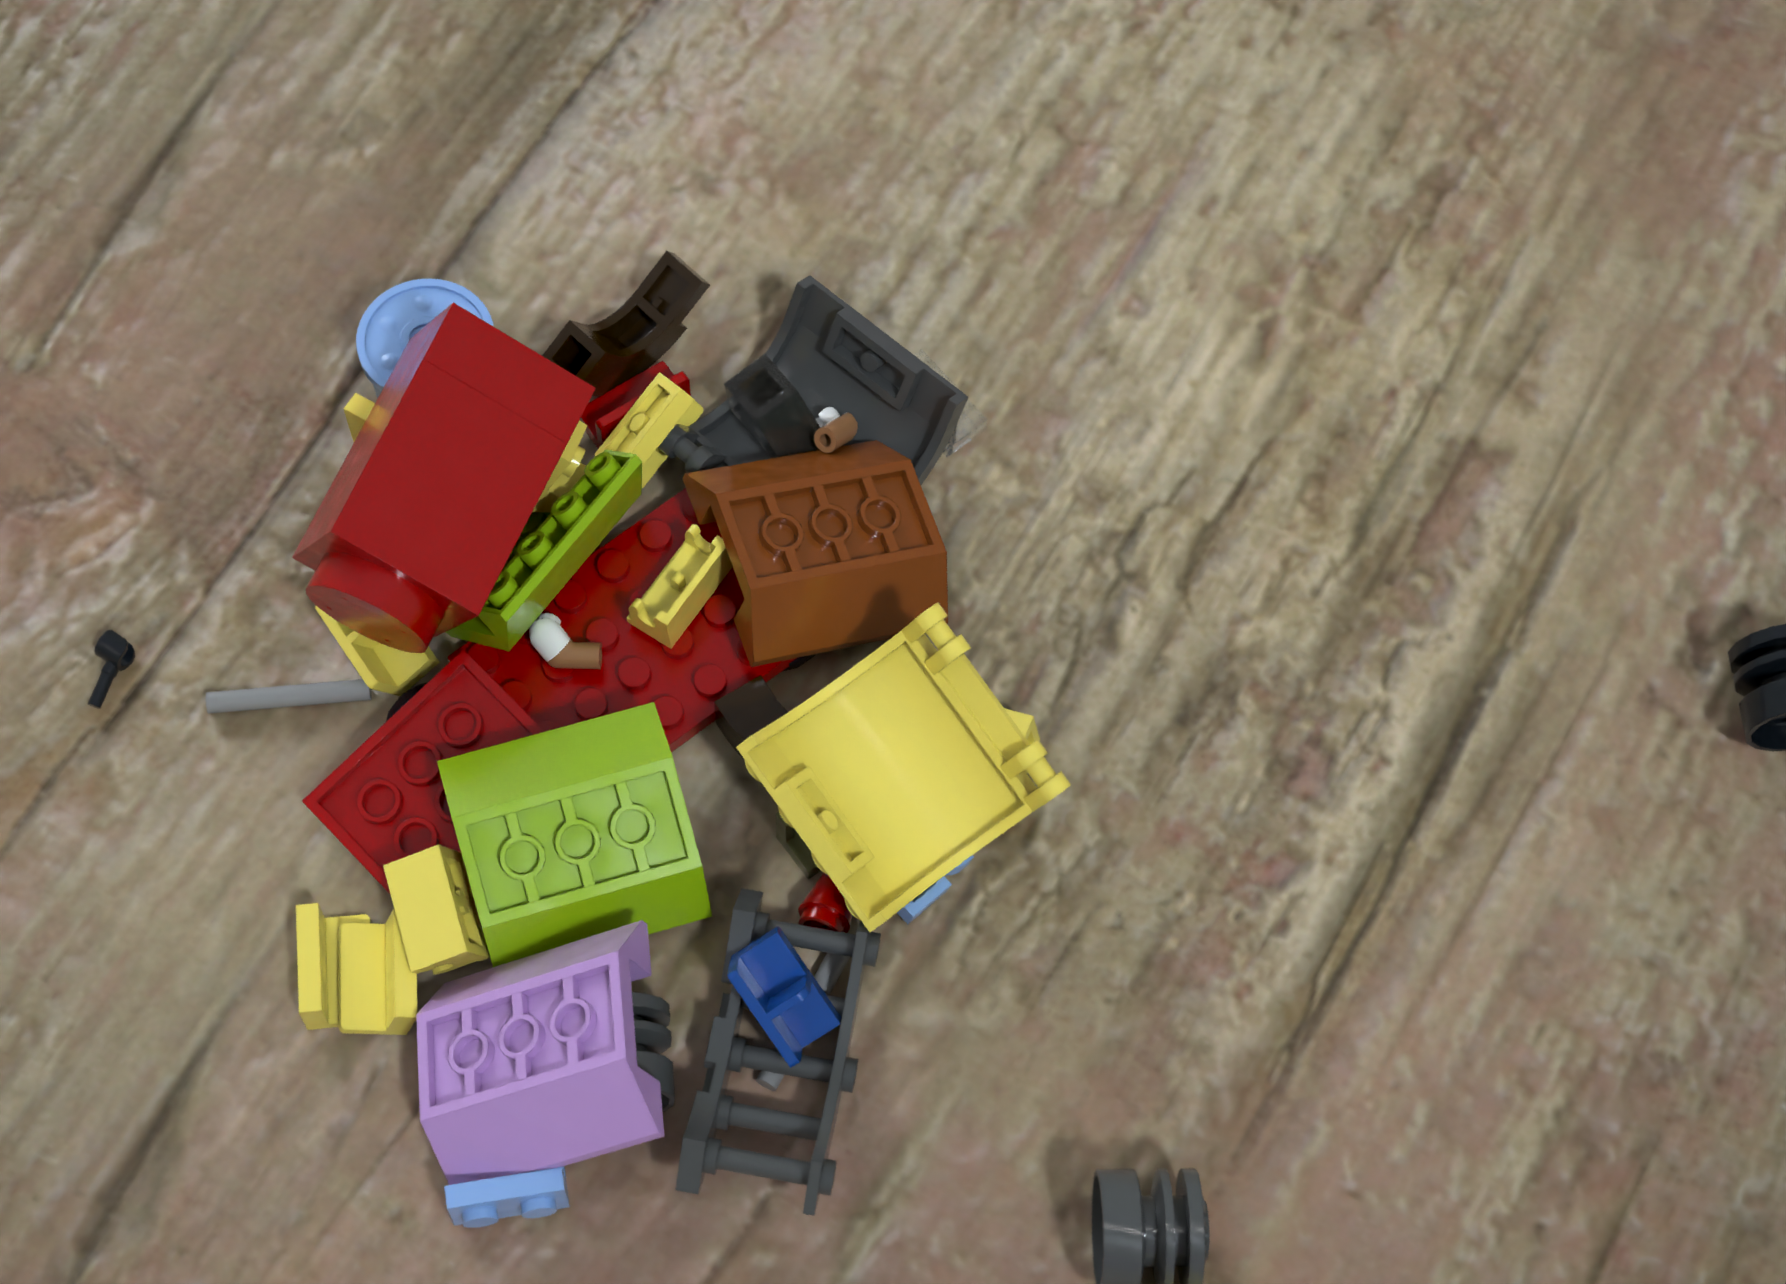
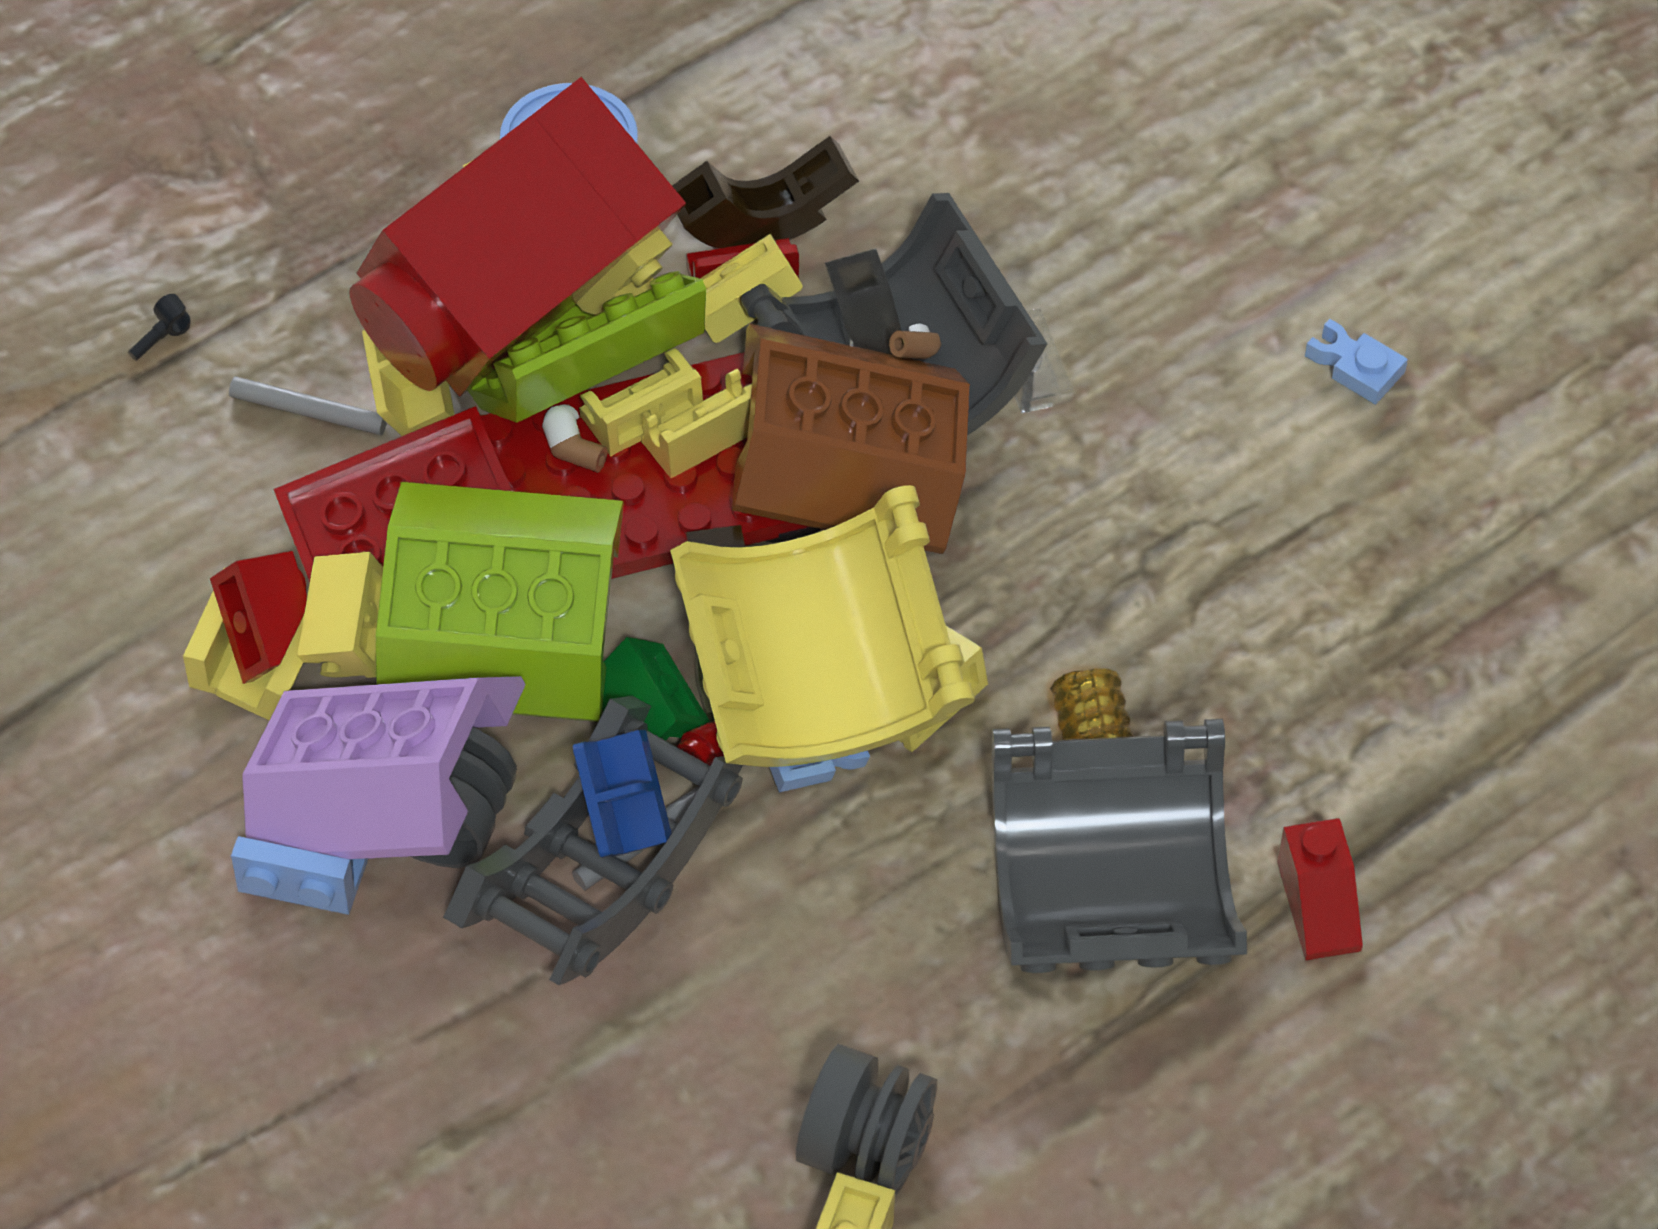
camera: 25 degrees right, 10 degrees down
(355, 939) = (260, 609): none -> red slope
(618, 578) = (619, 418): none -> light yellow hinge
(740, 858) = (650, 674): none -> green panel
(1161, 754) = (1091, 705): none -> clear yellow piece
(1226, 300) = (1359, 365): none -> light blue plate
(1239, 878) = (1113, 849): none -> dark grey hinge
(1425, 832) = (1321, 888): none -> red slope

